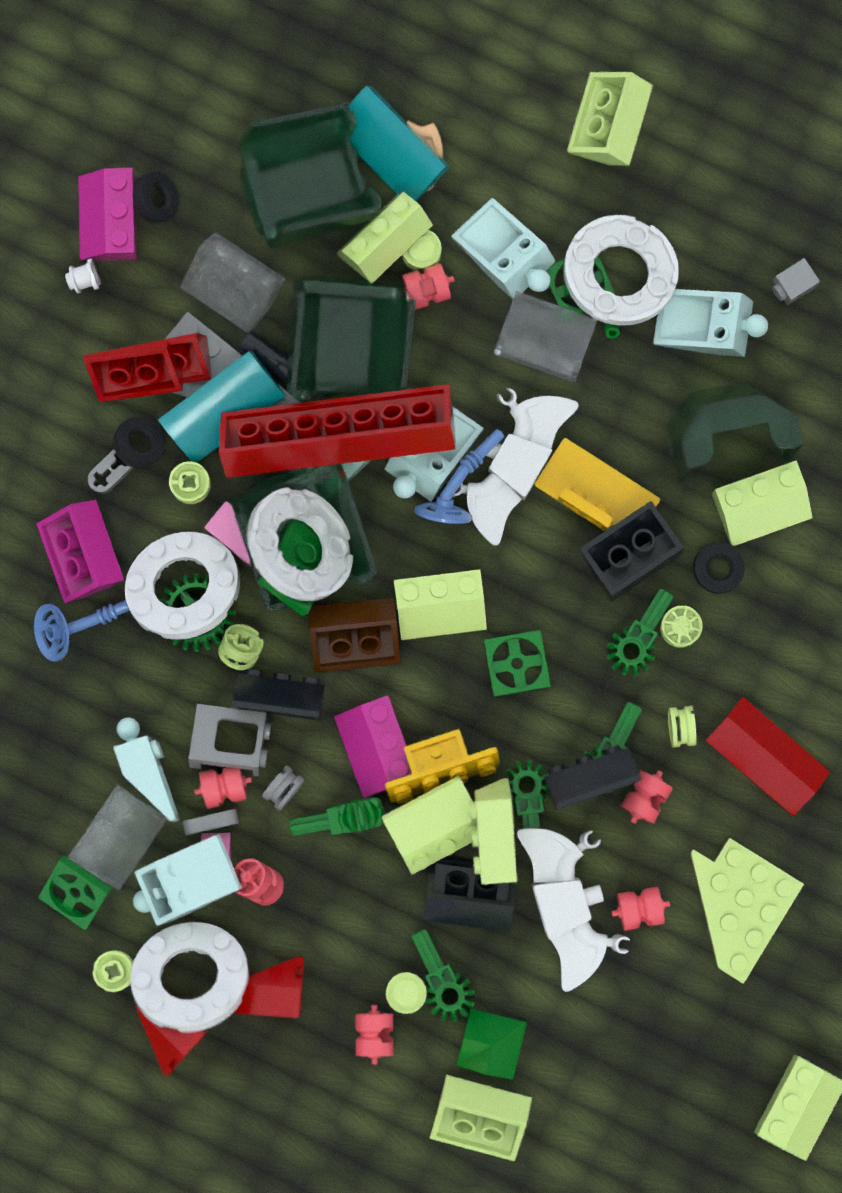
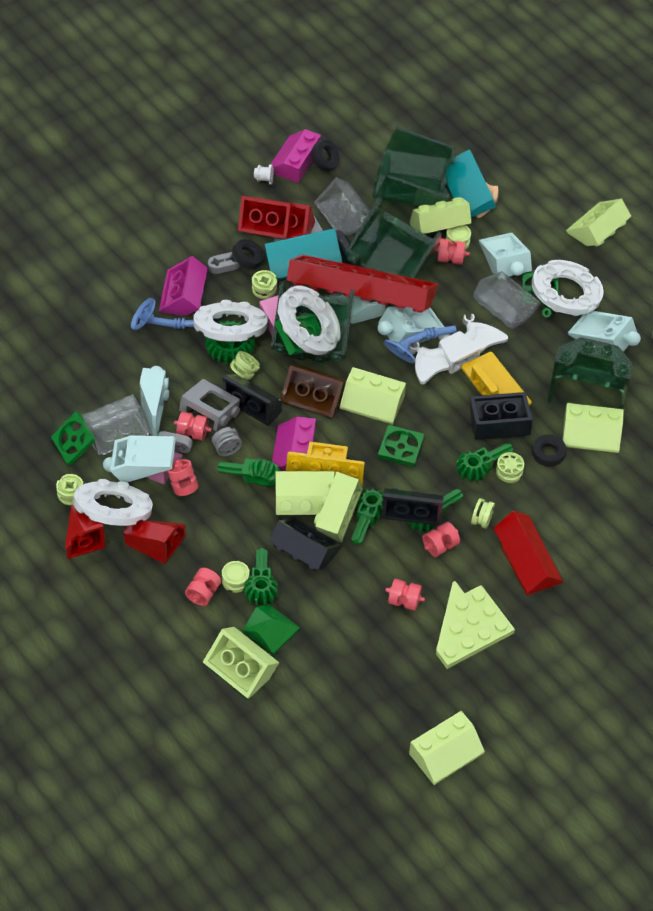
camera: 25 degrees right, 30 degrees down
(565, 903) = (359, 573): white torso -> none

